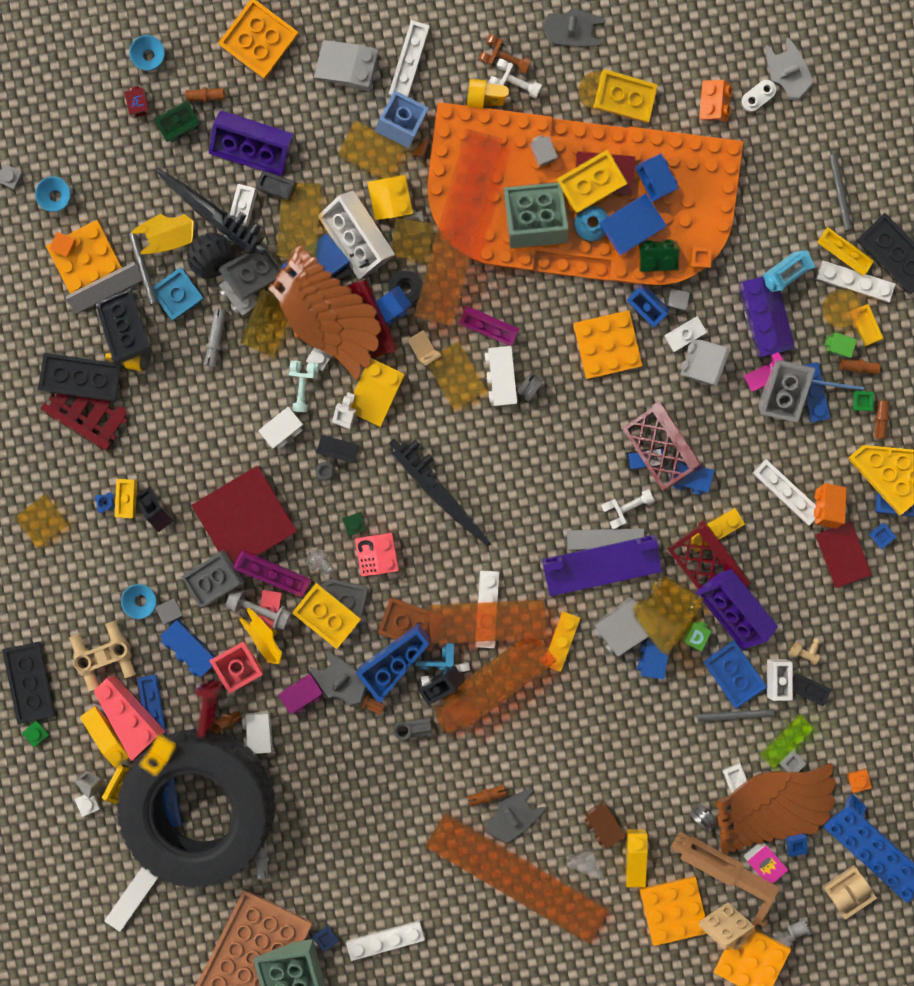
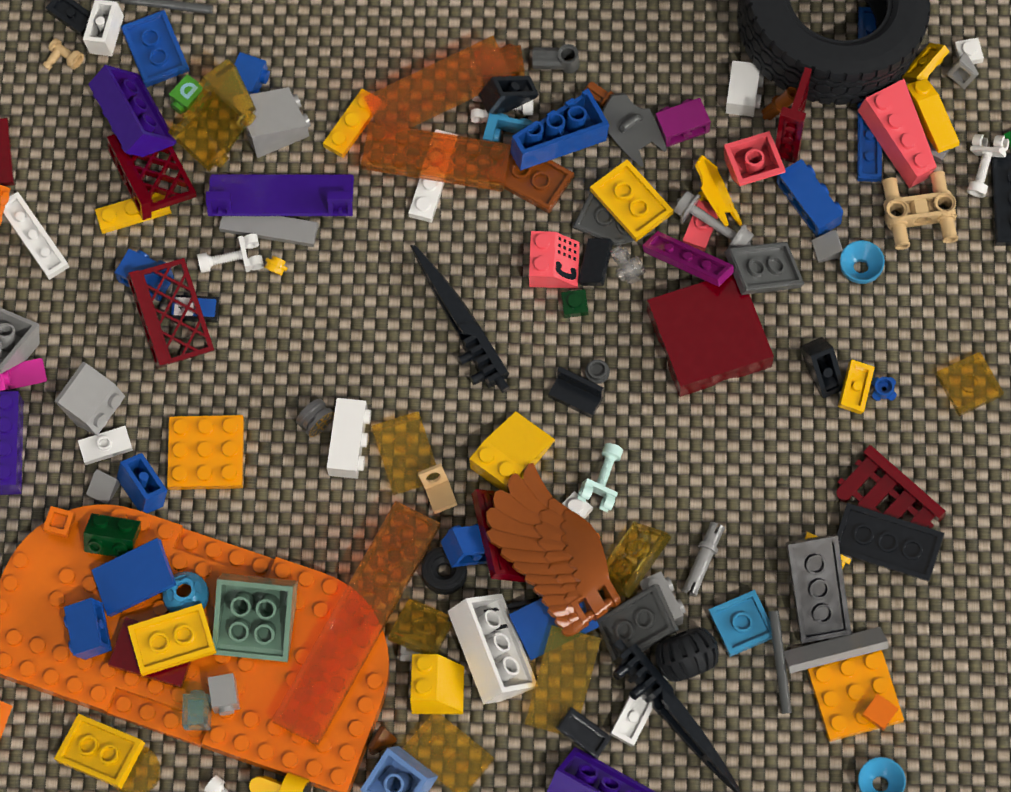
camera: 160 degrees left, 20 degrees down
(65, 723) = (979, 148): none -> white bar
(160, 752) = (860, 63): yellow bracket -> none
(166, 233) = (740, 700): yellow shield -> none
(281, 428) = (641, 431): white brick -> none
(343, 413) = (556, 432): white plate -> none
(345, 560) = (595, 262): none -> black tile
(489, 326) = (348, 502): magenta plate -> none
(560, 134) = (196, 711): none -> clear light blue brick
(591, 506) = (275, 265): none -> yellow plate

